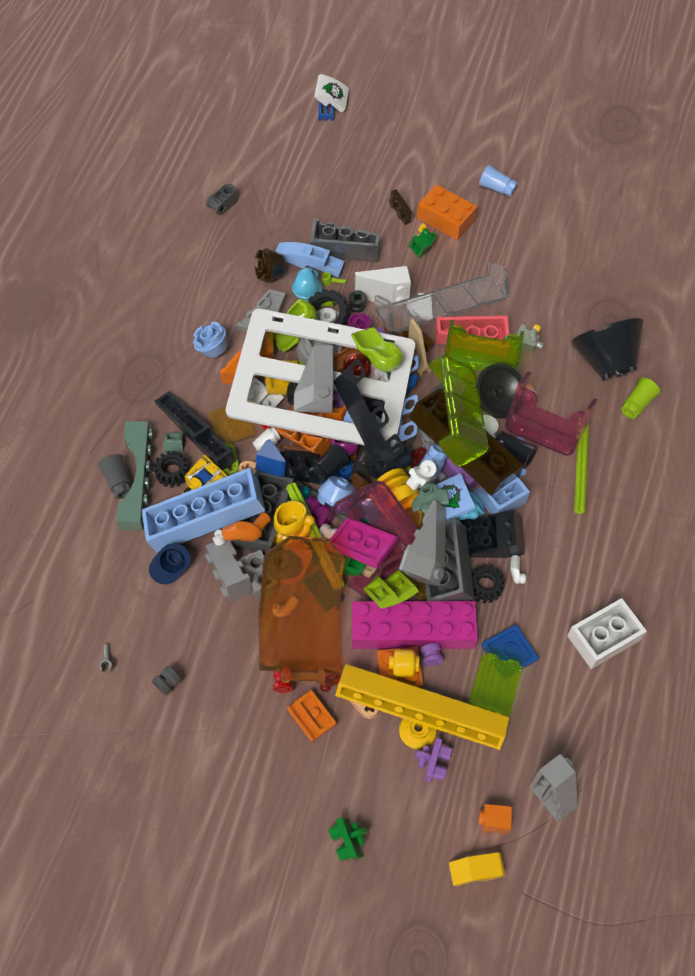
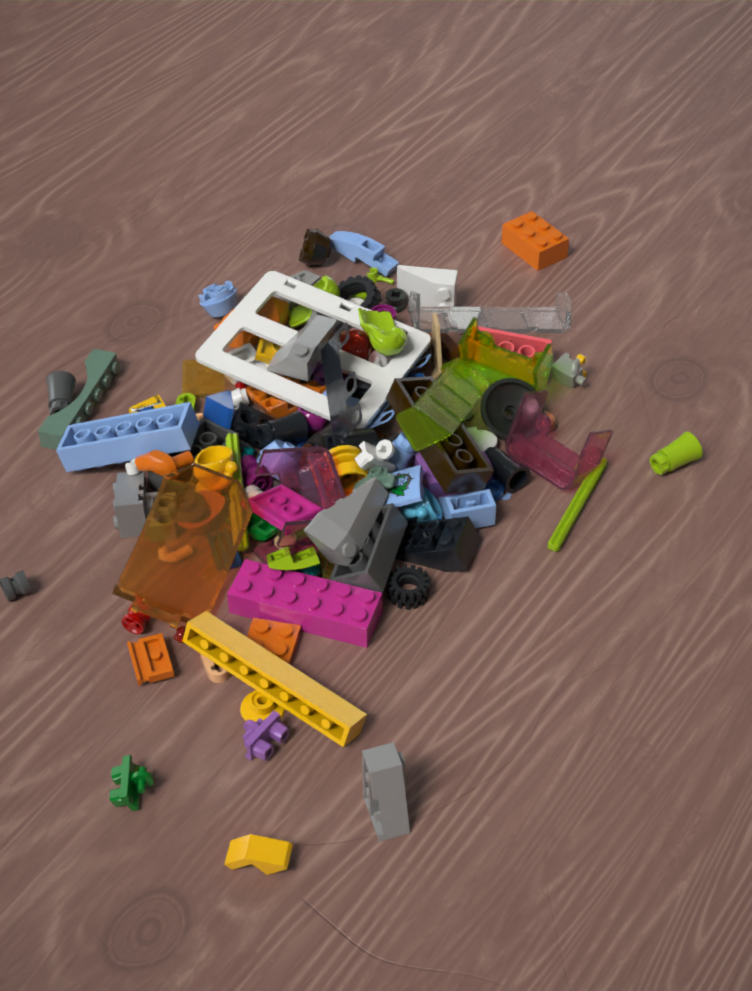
camera: 20 degrees right, 15 degrees down
(169, 563) = (72, 481): dark blue piece -> none
(171, 459) = (121, 394): black tyre -> none
(173, 442) = (135, 383): sand green slope -> none
(196, 430) = (162, 372): black slope -> none
(222, 199) = (299, 185): dark grey piece -> none
(306, 284) = (346, 267): medium azure piece -> none
(326, 115) = (441, 133): blue tile -> none
(331, 92) = (460, 114): white slope -> none
(345, 242) = (407, 244): flat silver wedge -> none
(400, 206) = (485, 227): dark brown plate -> none
(404, 663) = (273, 629): yellow head -> none
(422, 243) = (495, 261): green piece -> none
(431, 654) = (311, 636): medium lavender wheel -> none
(495, 684) = (371, 681): clear neon green panel -> none
(495, 819) = (304, 812): orange brick -> none
(497, 181) = (606, 224): light blue plant -> none
(511, 645) = (404, 659): blue tile -> none
(515, 570) = (448, 583): white arm -> none
(606, 633) = (523, 665): white brick -> none
(612, 349) = (659, 390): black cone -> none

